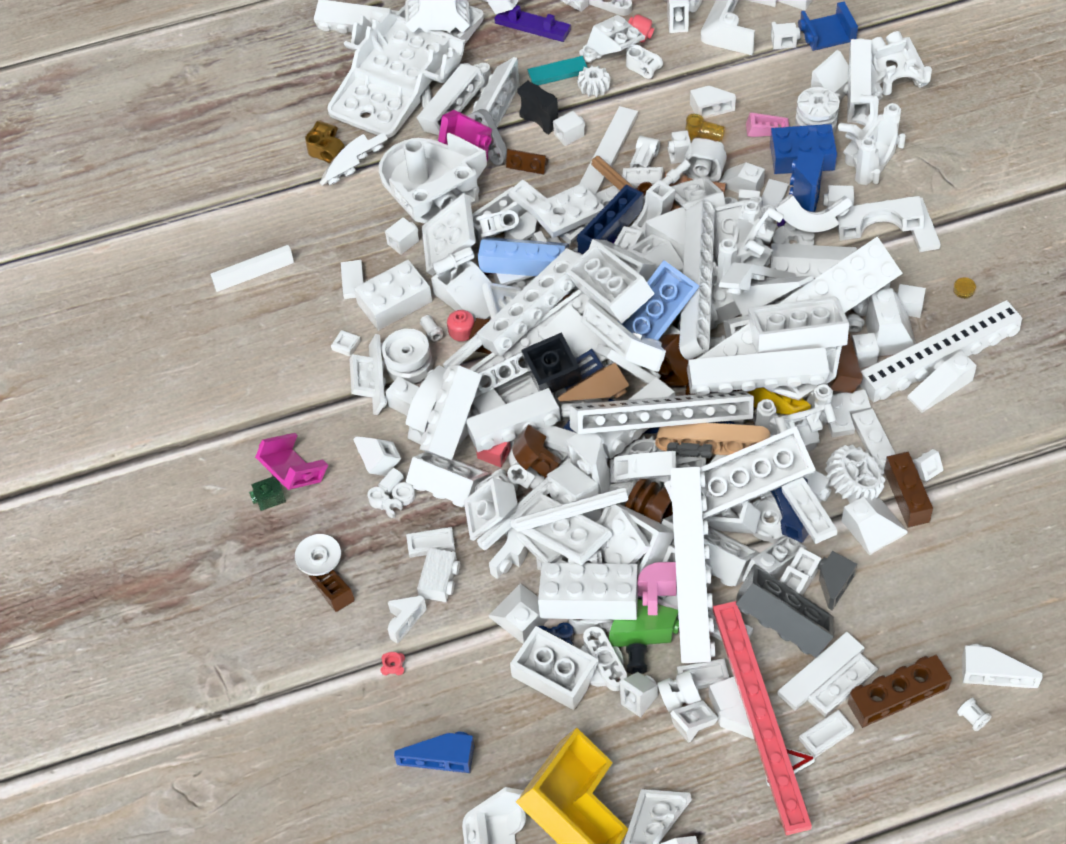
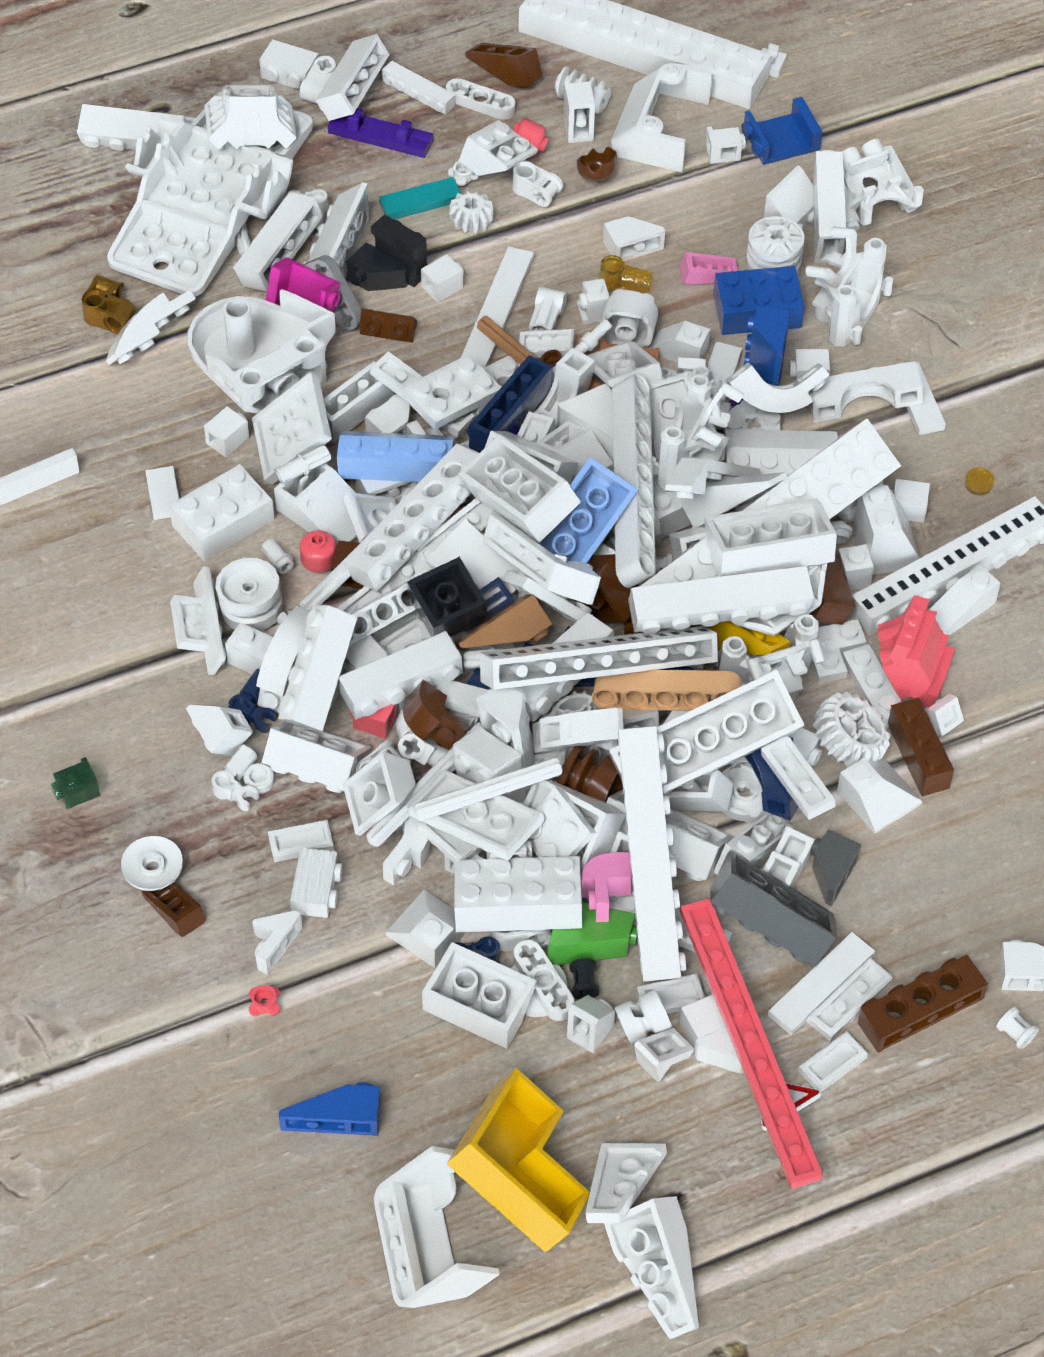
camera: 10 degrees left, 0 degrees up
(286, 465) = (98, 747): dark pink panel -> none
(345, 343) = (162, 580): white tile -> none
(400, 440) = (247, 703): none -> dark blue bar
(493, 223) = (353, 412): white piece -> none
(520, 121) = (376, 270): none -> black slope
(689, 49) = (597, 166): none -> reddish brown hair
(691, 449) = (640, 705): dark grey axle -> none
(907, 416) = (915, 652): none -> coral slope

